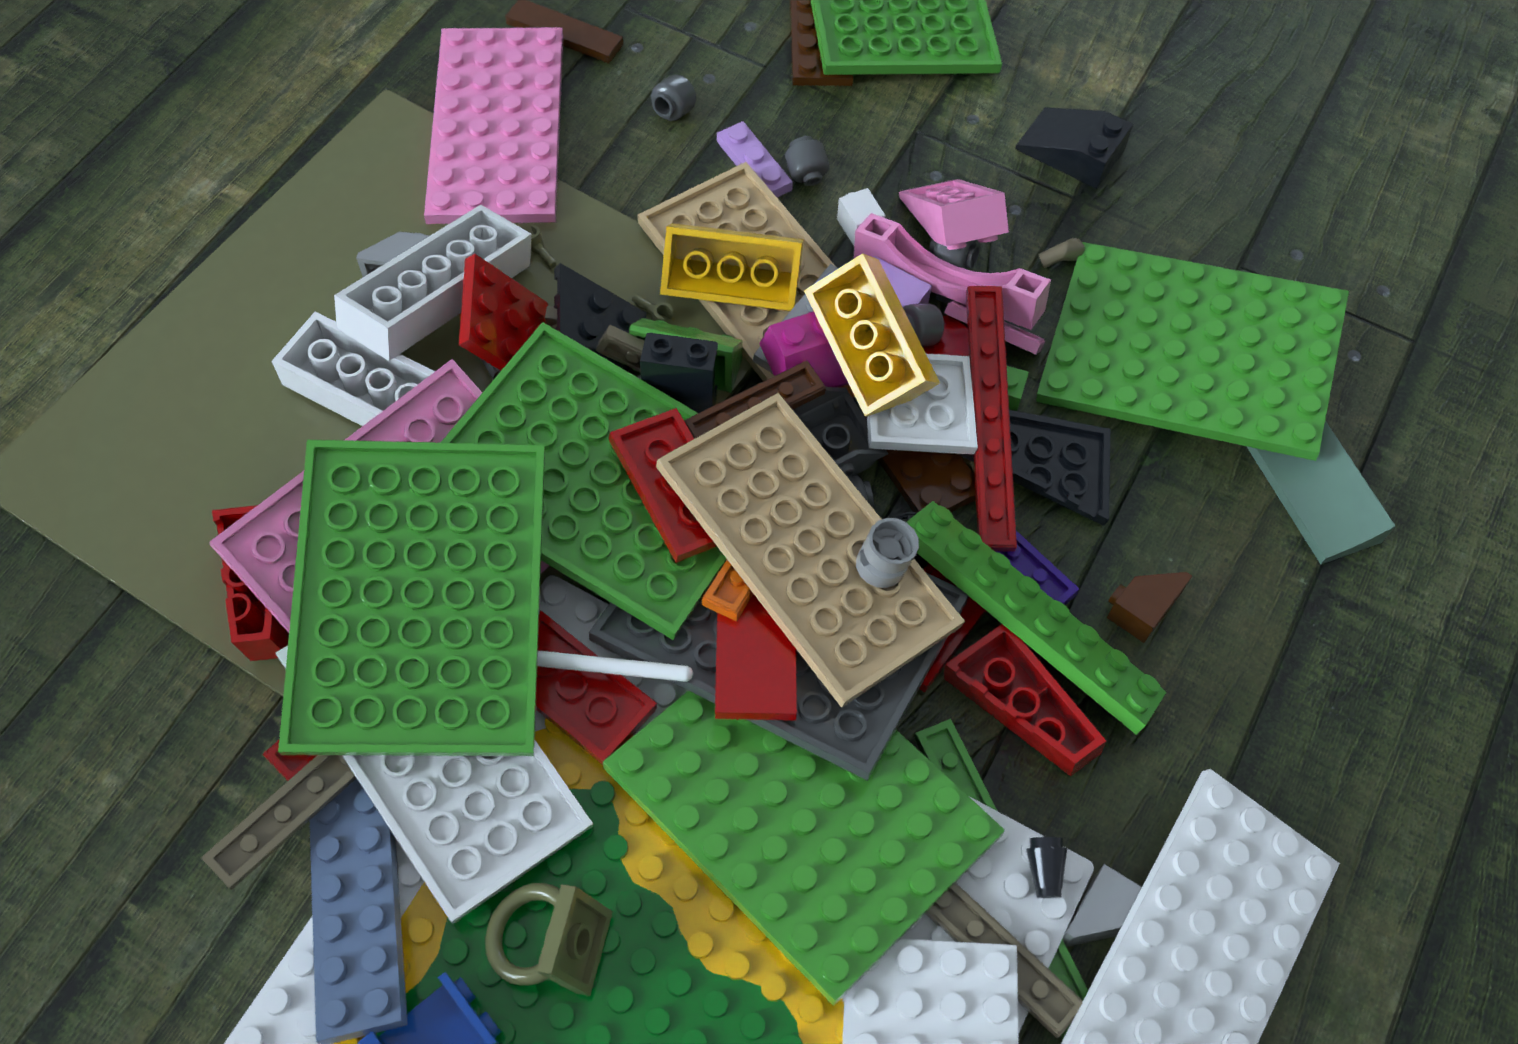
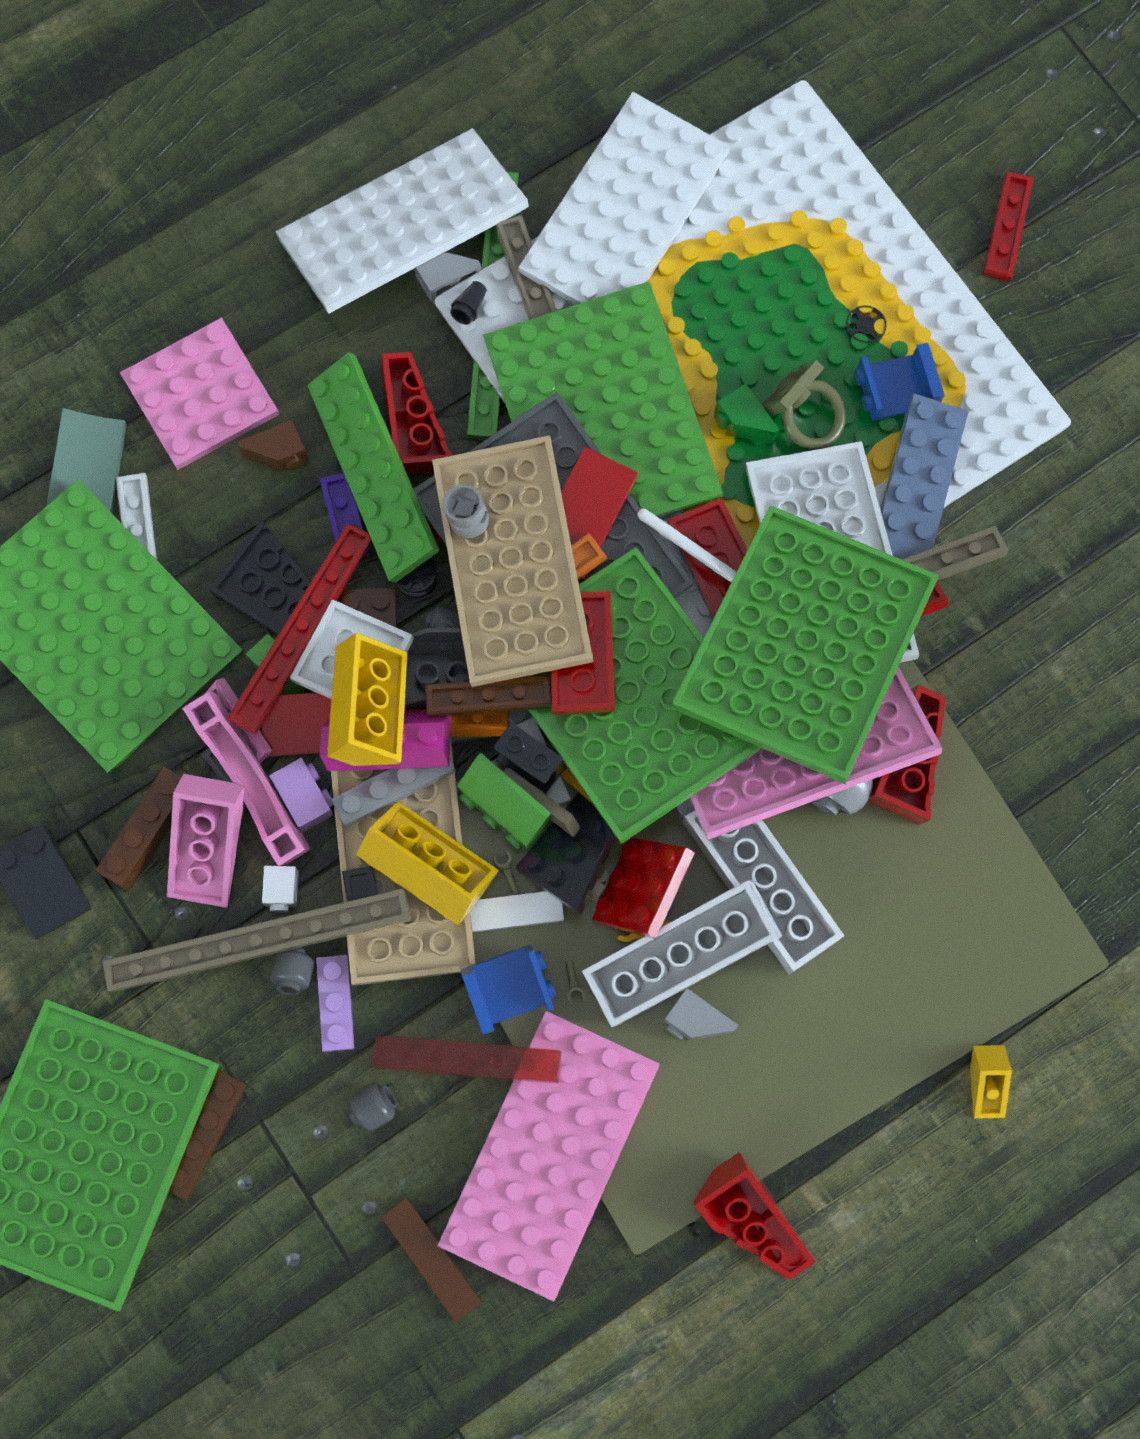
camera: 155 degrees left, 15 degrees up
(81, 334) = (990, 1081): none -> yellow slope
(290, 144) = (743, 1210): none -> red wedge
(605, 214) = (507, 986): none -> blue panel
(606, 152) = (467, 1059): none -> clear red tile
(622, 885) = (745, 416): none -> green slope
(635, 275) = (515, 911): none -> white tile
(786, 226) = (359, 883): none -> black tile
(846, 162) = (256, 940): none -> dark tan plate
(926, 322) = (302, 738): dark grey head -> none
(1014, 178) = (141, 833): none -> reddish brown brick
(1064, 251) = (132, 768): dark tan arm -> none
(1236, 475) = (136, 509): none -> white tile
(1273, 631) = (199, 393): none -> bright pink plate

